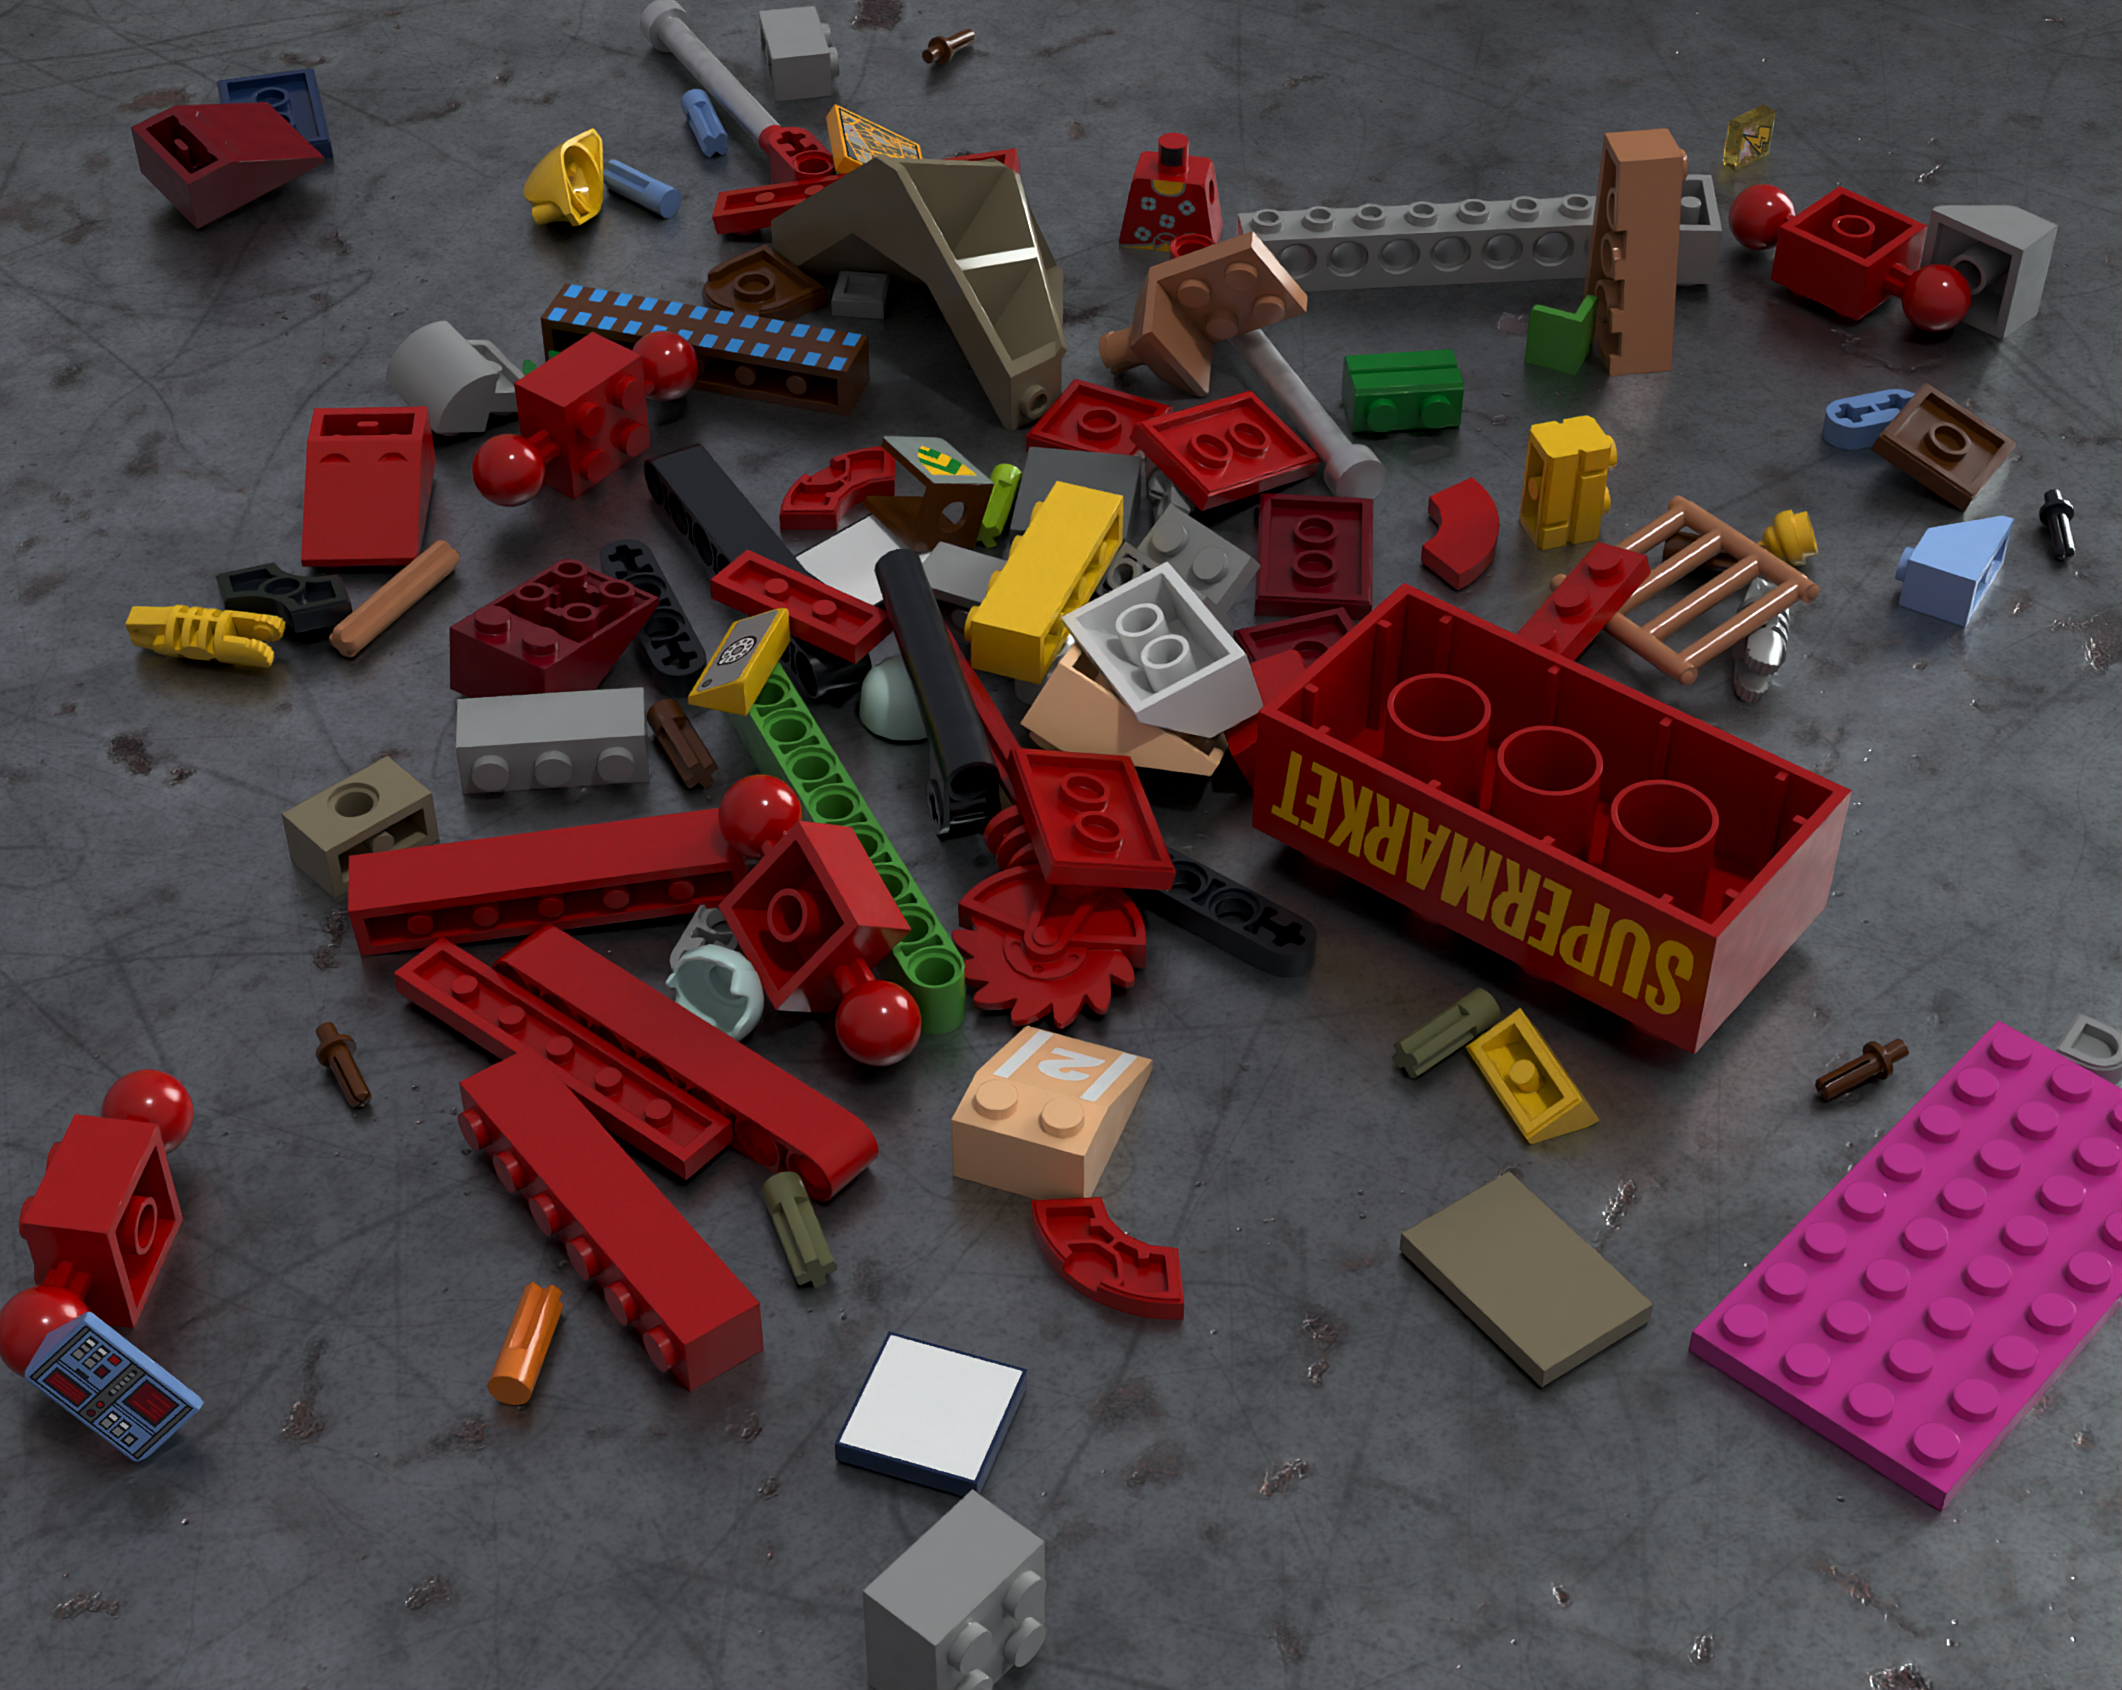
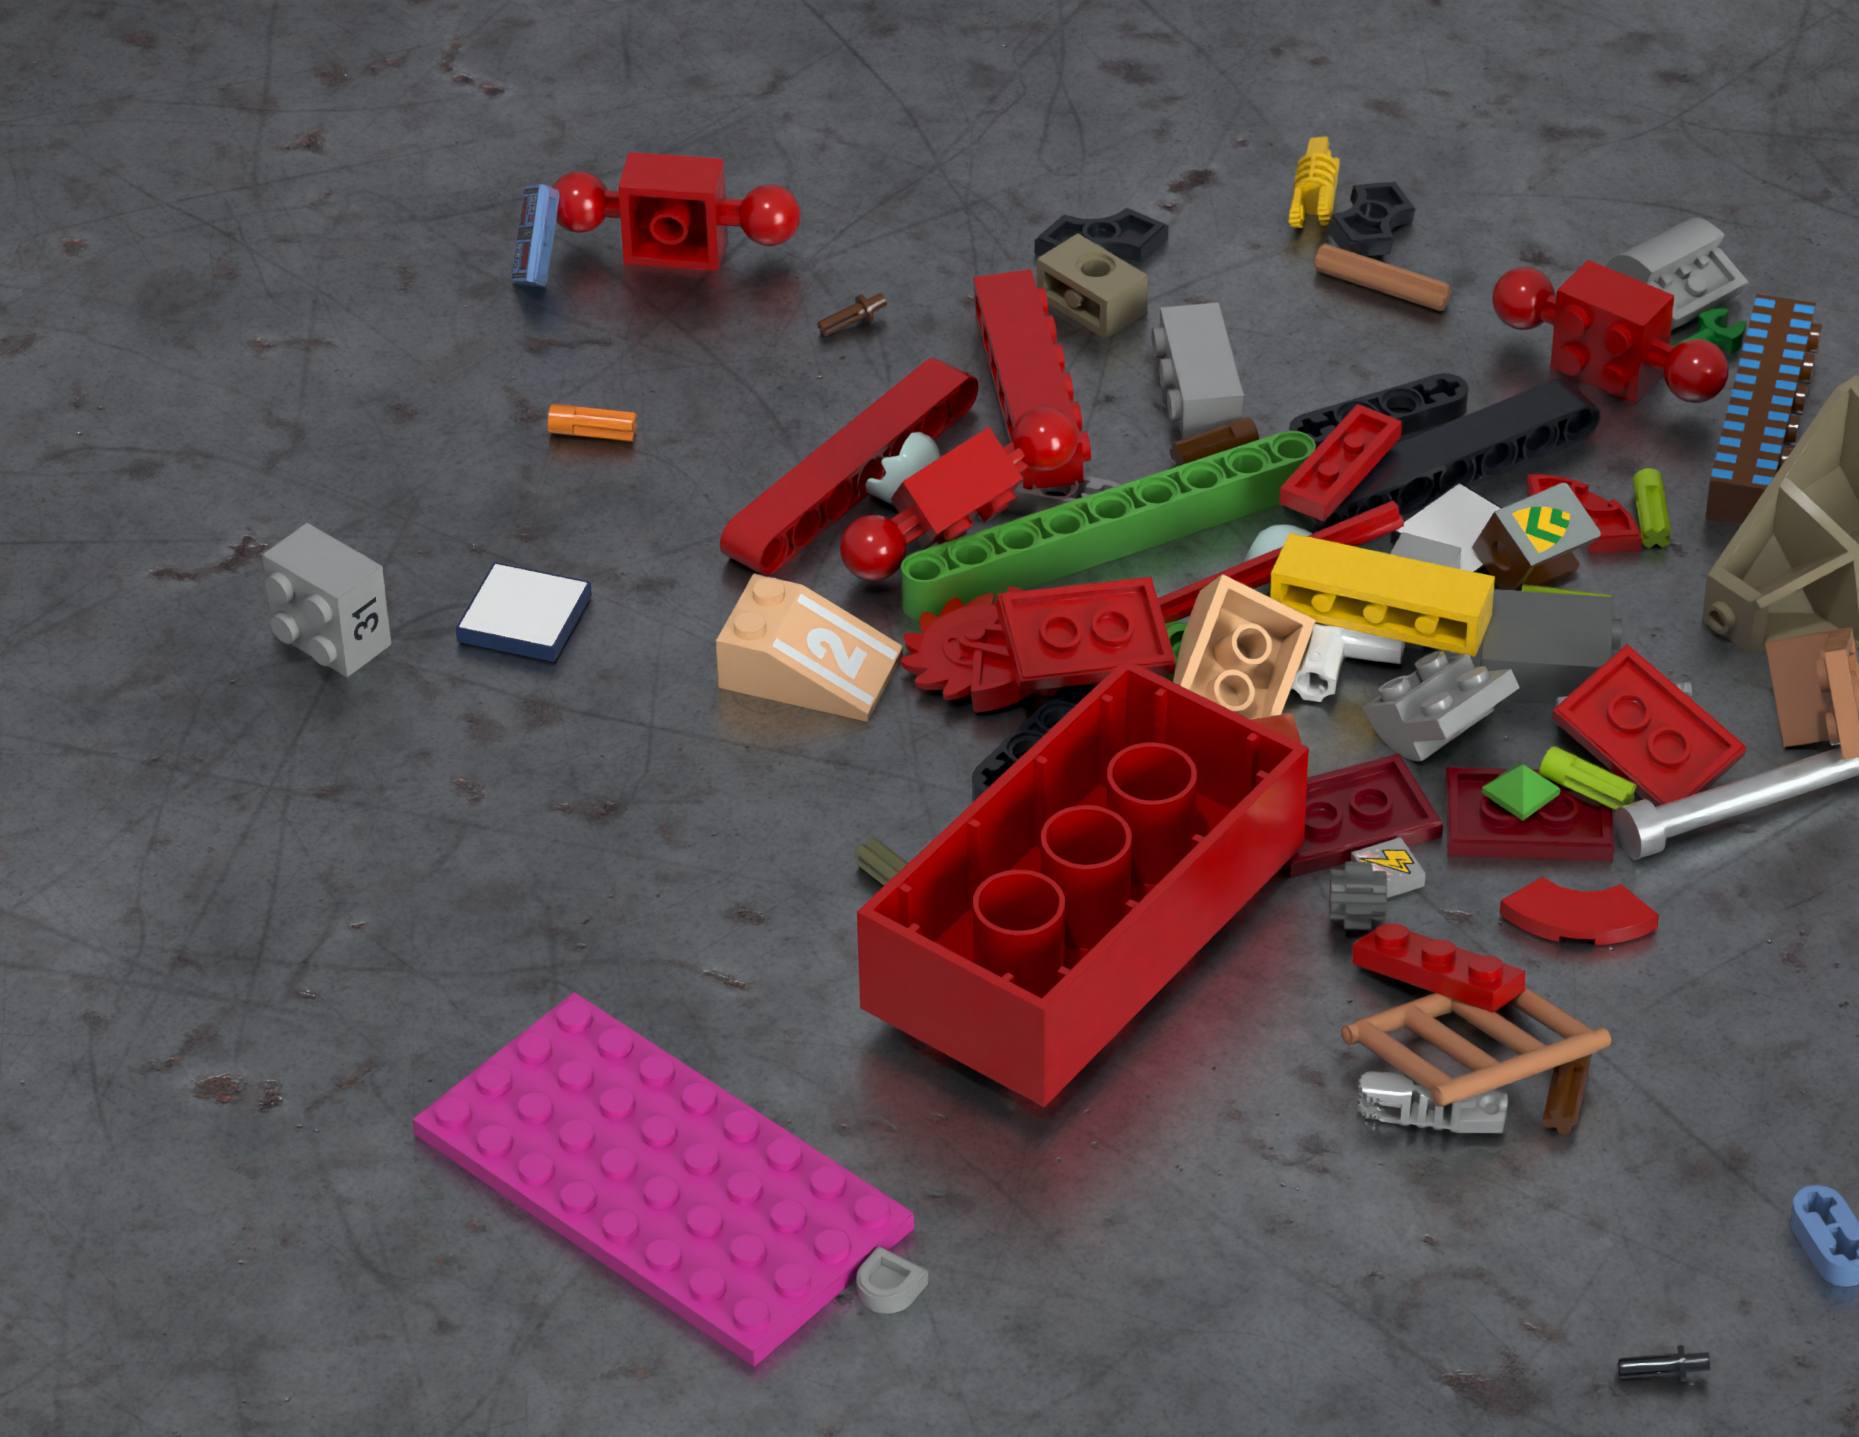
camera: 90 degrees right, 0 degrees up
(240, 845) = (1123, 234): none -> black tile
(366, 486) = (1510, 227): red slope -> none
(548, 634) = (1317, 350): dark red slope -> none
(607, 1081) = (926, 341): red plate -> none
(611, 1219) = (696, 442): red brick -> none
(743, 663) = (1262, 439): yellow slope -> none
(798, 1228) = (686, 538): olive piece -> none
(838, 437) = (1652, 507): none -> lime piece
(962, 765) = (1238, 530): black axle -> none
(1093, 420) = (1720, 667): red tile -> none
(1105, 1261) = (654, 702): red tile -> none
(1167, 655) = (1278, 659): white slope -> none
(1293, 495) = (1587, 779): none -> lime piece
(1303, 544) = (1521, 790): none -> bright green slope
(1402, 391) = (1786, 866): green brick -> none
(1526, 1278) = (639, 911): dark tan tile -> none
(1530, 1080) = (827, 935): yellow slope -> none
(1566, 482) = (1617, 951): yellow brick -> none
(1790, 538) = (1594, 1142): yellow plate -> none
(1875, 1061) = (868, 1132): reddish brown piece -> none
(1944, 446) = (1774, 1277): reddish brown tile -> none
(1953, 568) = (1557, 1260): light blue slope -> none

